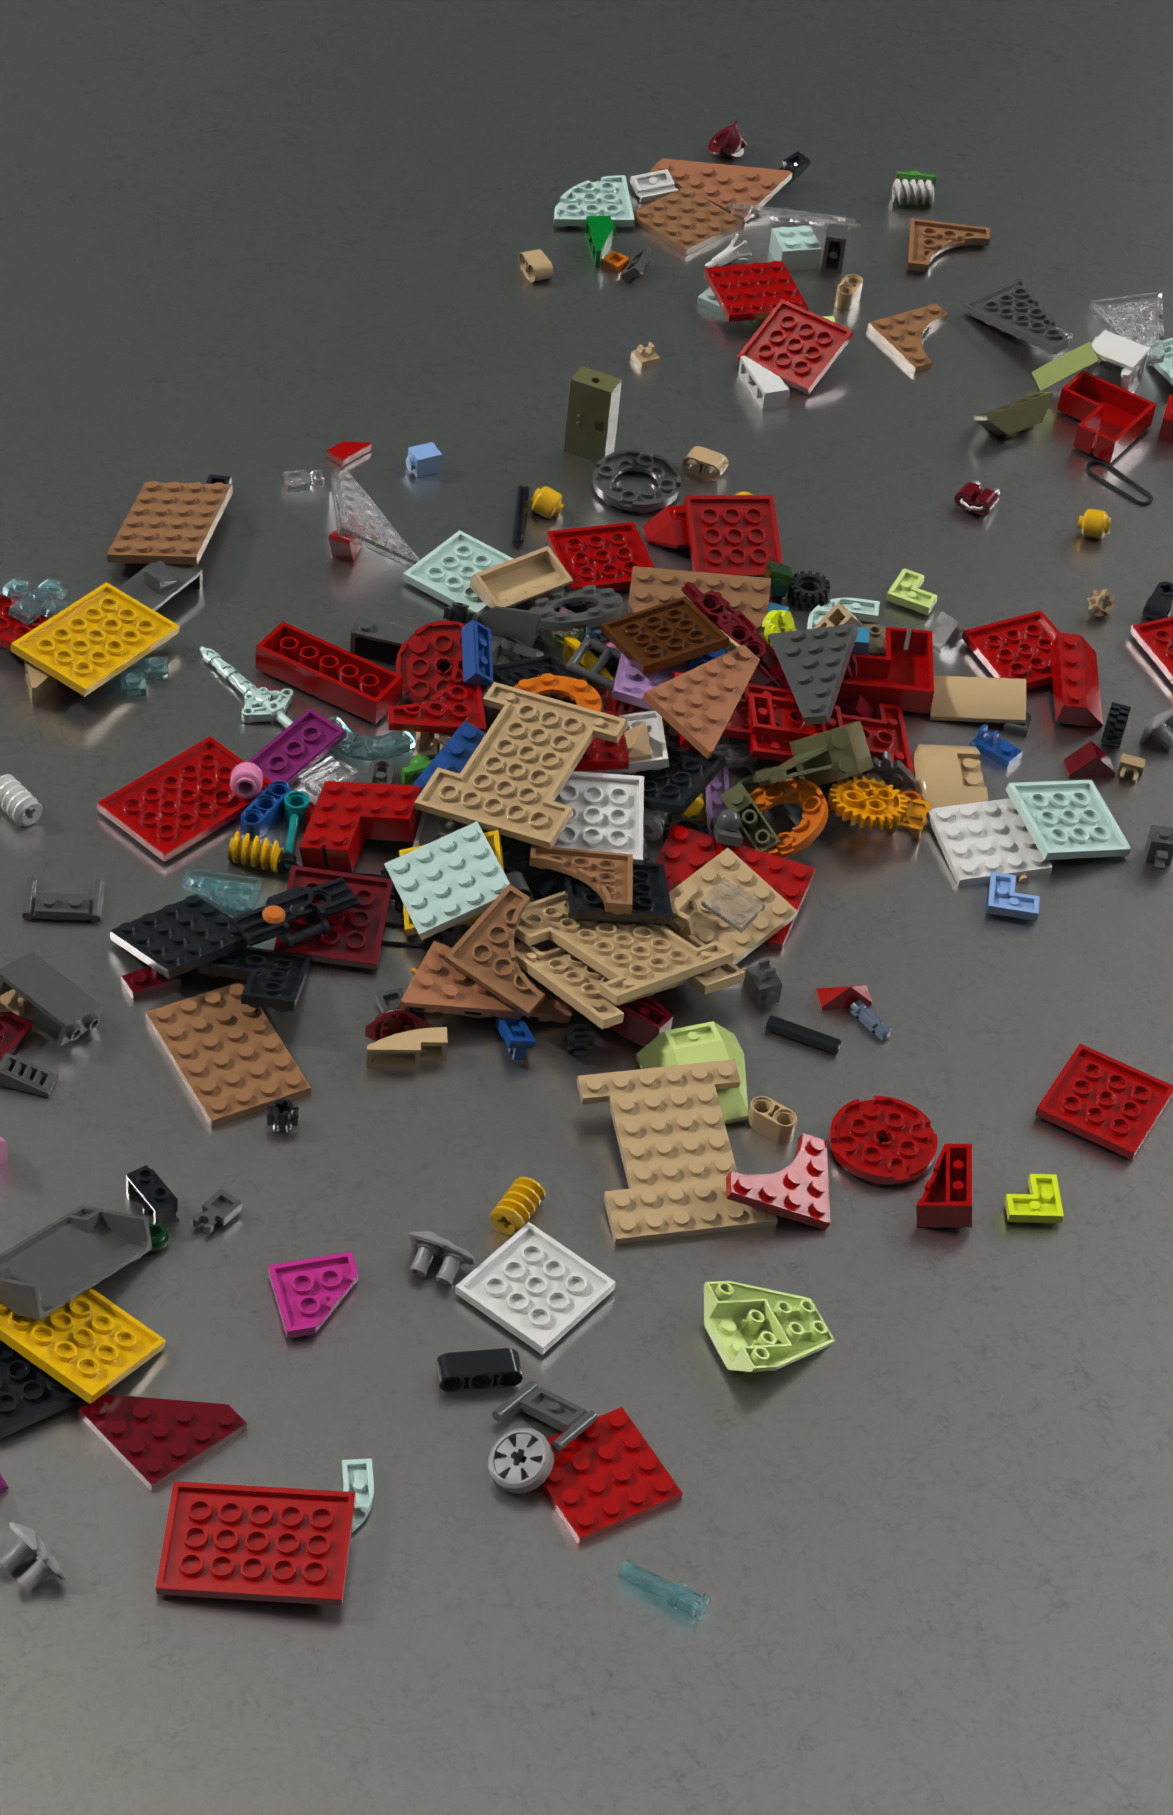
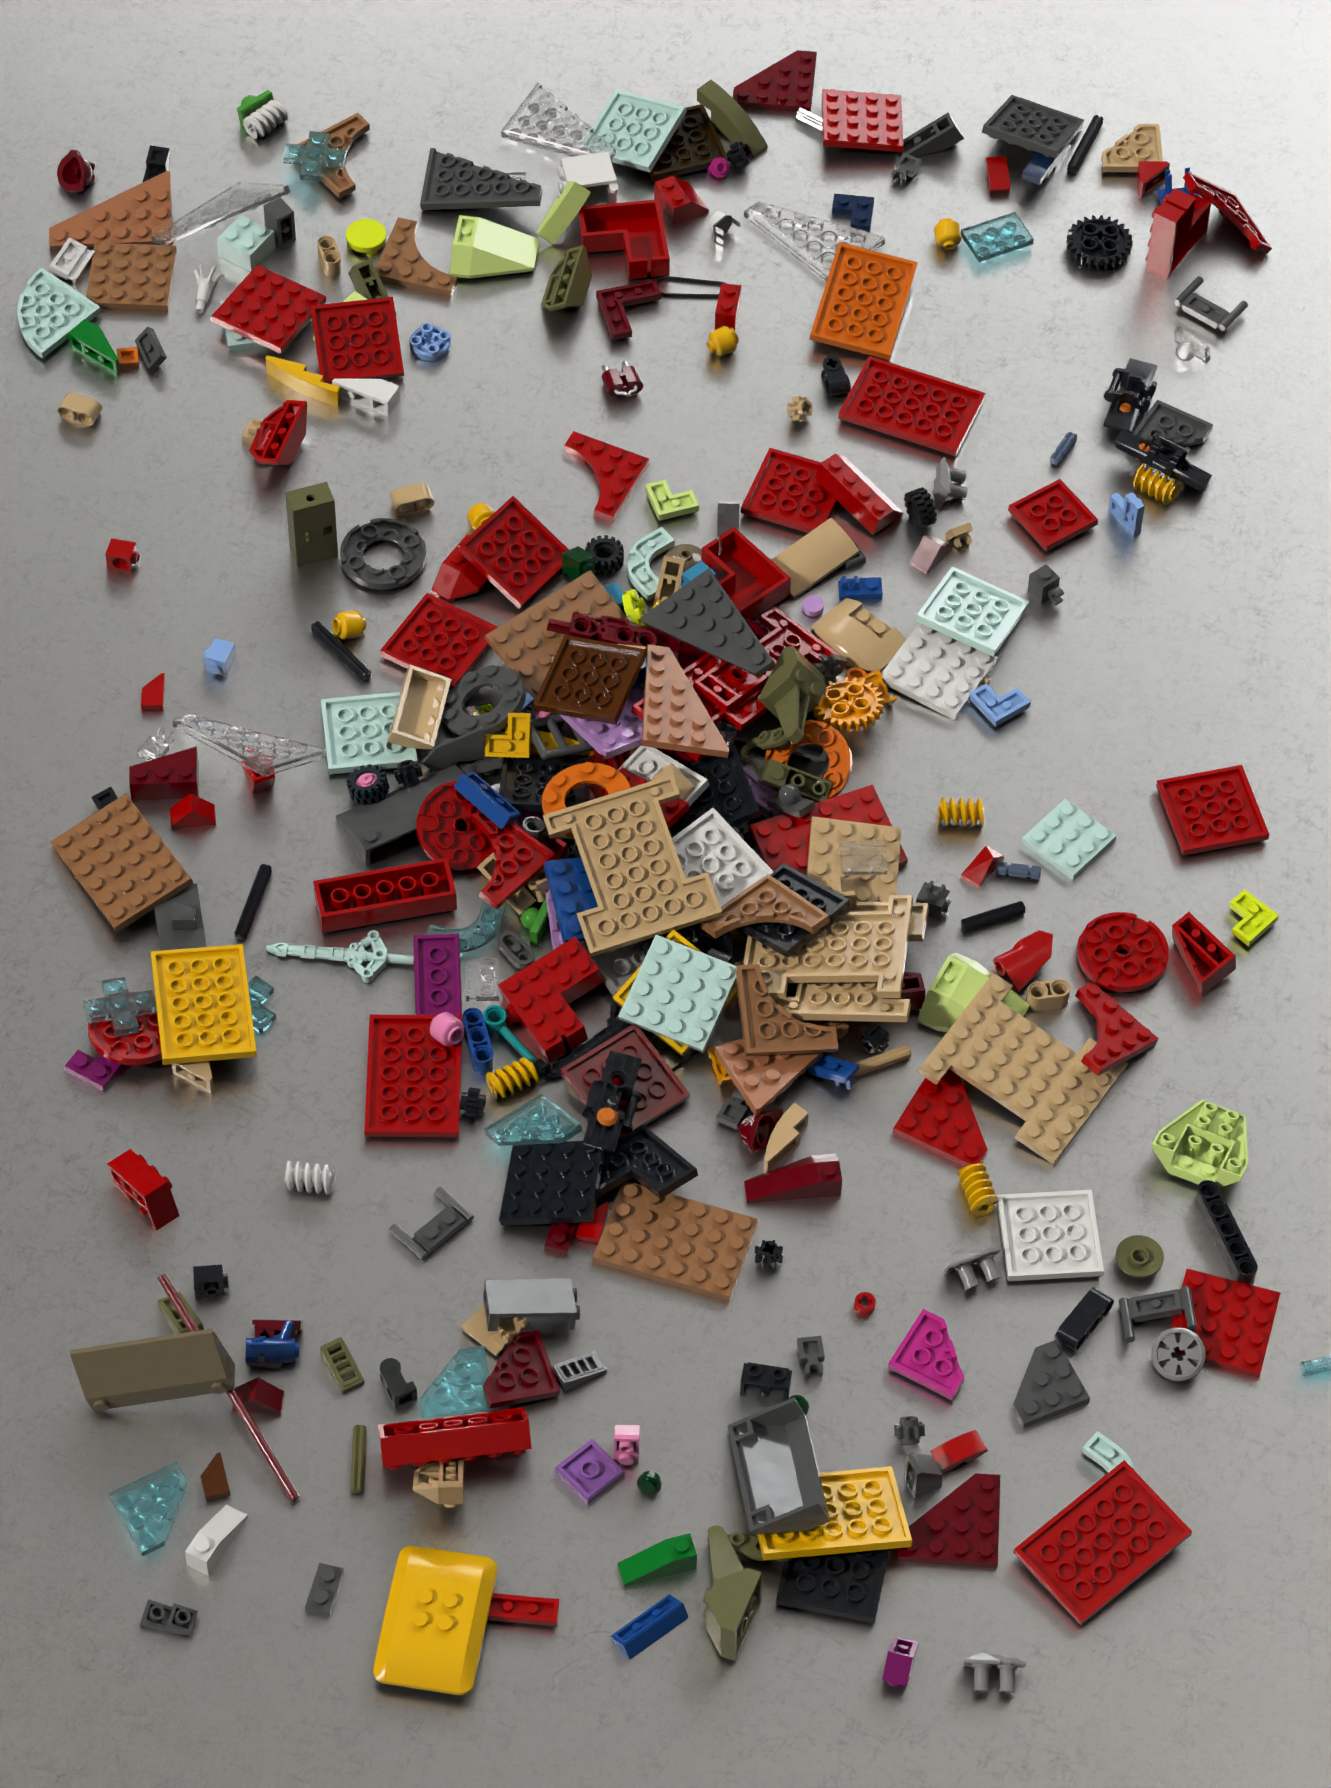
camera: 40 degrees left, 10 degrees up
(179, 1362) = (922, 1473): none -> dark grey slope
(180, 990) = (593, 1230): none -> red tile
(203, 844) = (472, 1102): none -> black gear
(216, 1326) = (909, 1430): none -> dark grey gear
(233, 614) = (253, 901): none -> black axle
(243, 1377) = (959, 1449): none -> red slope
(270, 535) = (192, 812): none -> red slope
(280, 499) = (166, 777): none -> dark red wedge
(313, 1206) = (870, 1300): none -> red bush
(381, 1395) = (1048, 1386): none -> dark grey plate
(386, 1091) = (804, 1179): none -> dark red wedge
(418, 601) = (368, 784): none -> black wheel
(441, 359) = (122, 555): none -> red brick
(561, 1140) = (943, 1121): none -> red plate
(562, 646) = (516, 741): none -> yellow plate
(564, 1059) = (883, 1059): none -> tan axle
(594, 1355) = (1139, 1248): none -> olive dish
(658, 366) = (281, 434): none -> red wedge
(692, 1408) = (1225, 1224): none -> black beam
(723, 347) = (296, 377): none -> yellow slope
(788, 1080) = (1025, 958): none -> red panel
(855, 319) = (367, 281): none -> olive slope
(856, 387) = (430, 342): none -> light blue tile
(870, 943) = (961, 811): none -> yellow piece
(891, 551) = (614, 468): none -> red plate
(895, 299) = (366, 236): none -> neon yellow tile
(915, 230) = (314, 156): none -> clear light blue plate
(939, 732) = (813, 605): none -> lavender tile
(946, 1031) = (1068, 839): none -> light aqua plate
(980, 358) = (490, 249): none -> yellowish green wedge
(1039, 447) = (615, 299): none -> dark red plate
(1129, 506) = (728, 306): none -> red brick

